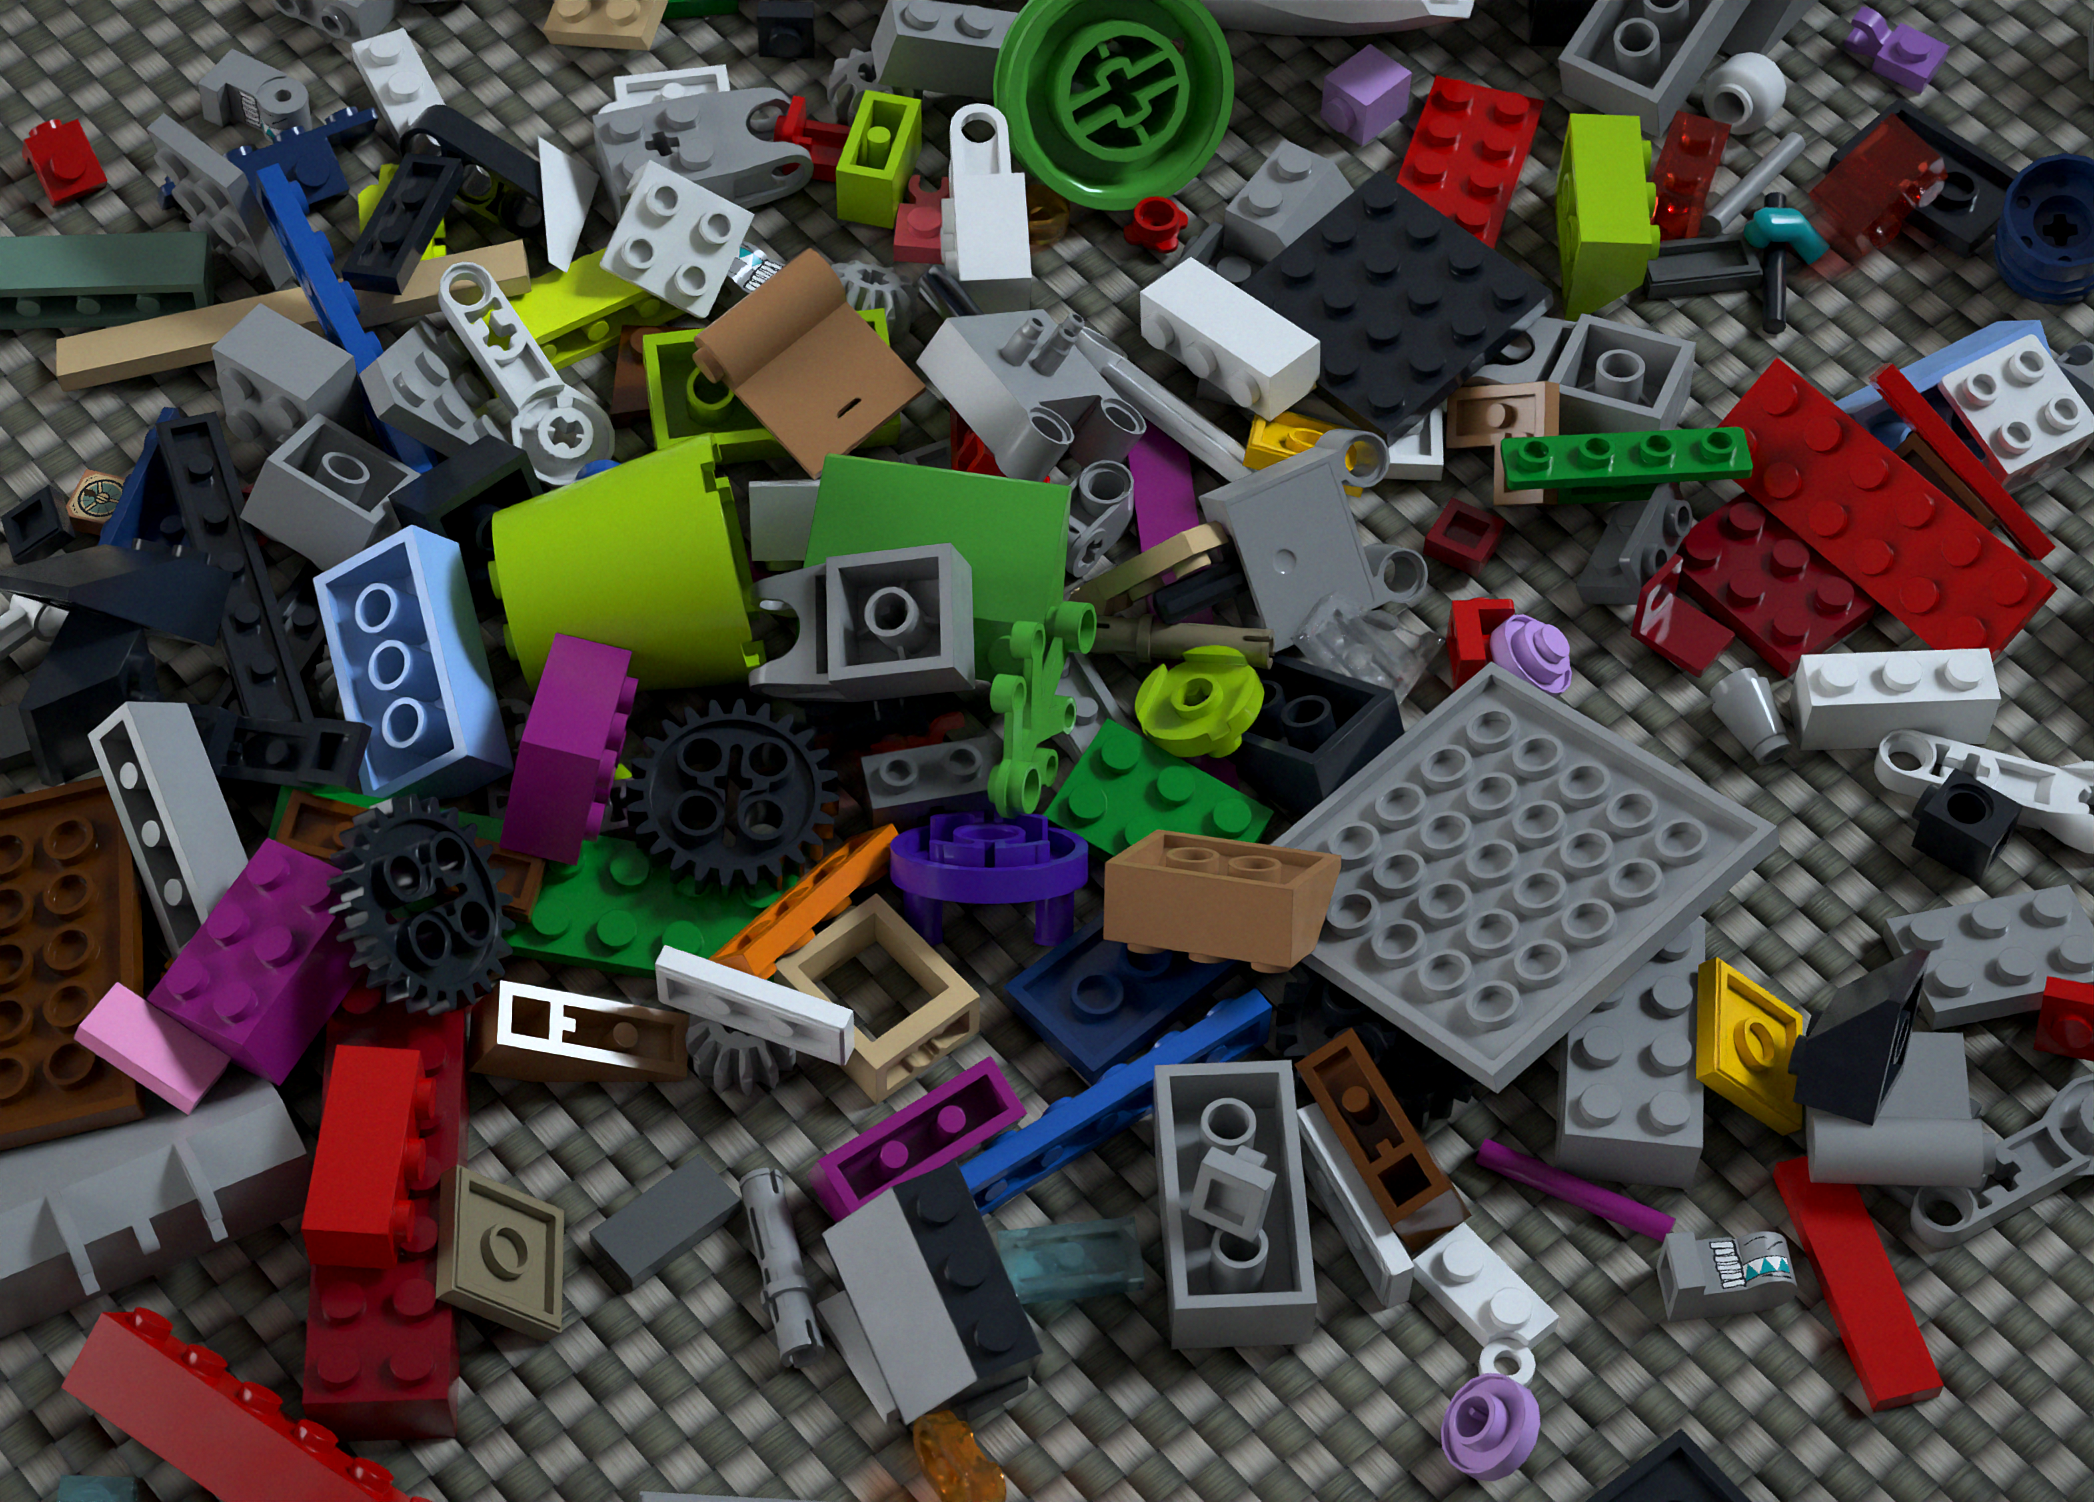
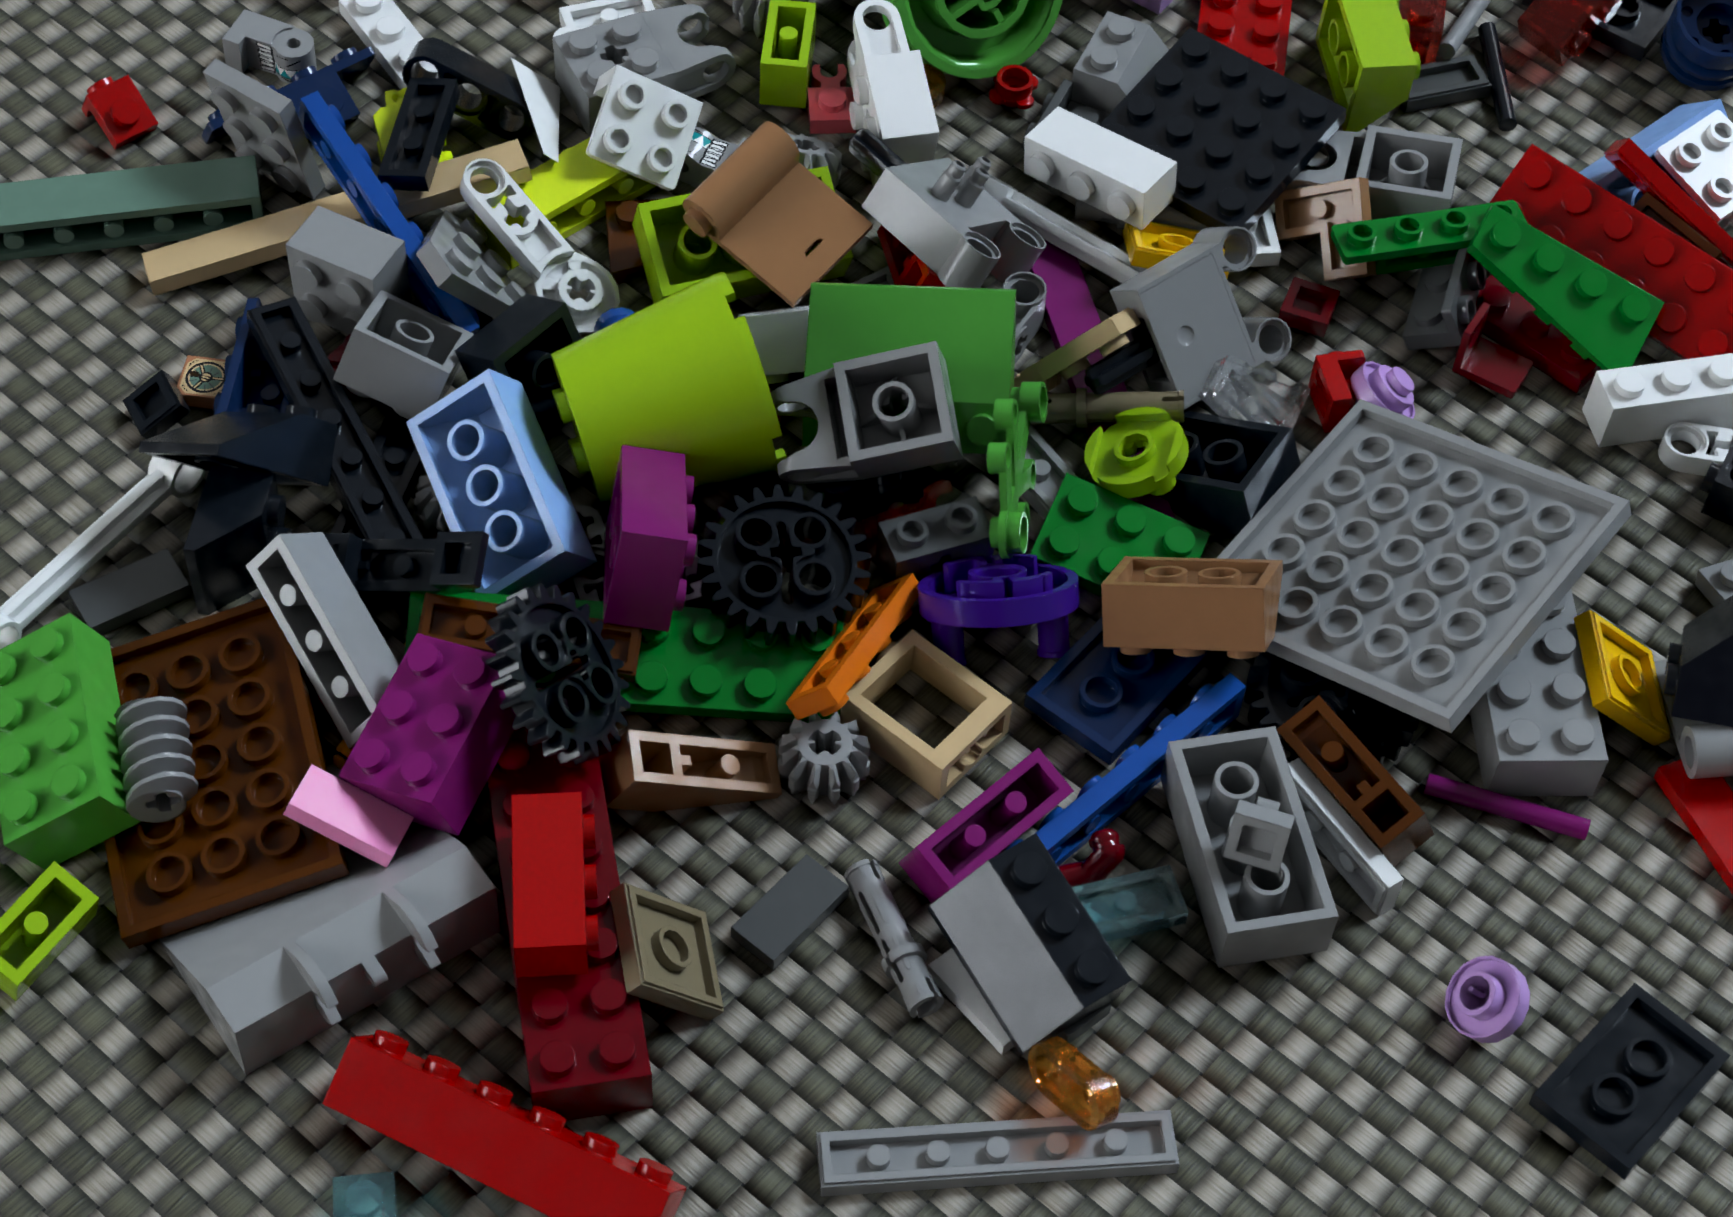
camera: 10 degrees left, 0 degrees up
(755, 1005) = (838, 728): white tile -> none
(820, 139) = (743, 44): red bracket -> none
(1047, 1208) = (1100, 863): none -> dark red arm
(1486, 1300) = (1457, 900): white hinge -> none
(1724, 1275) = (1637, 859): light grey leg -> none
(1751, 714) = (1560, 422): light grey cone -> none
(1785, 226) = (1503, 47): teal arm -> none
(1801, 560) = (1582, 299): none -> green wing

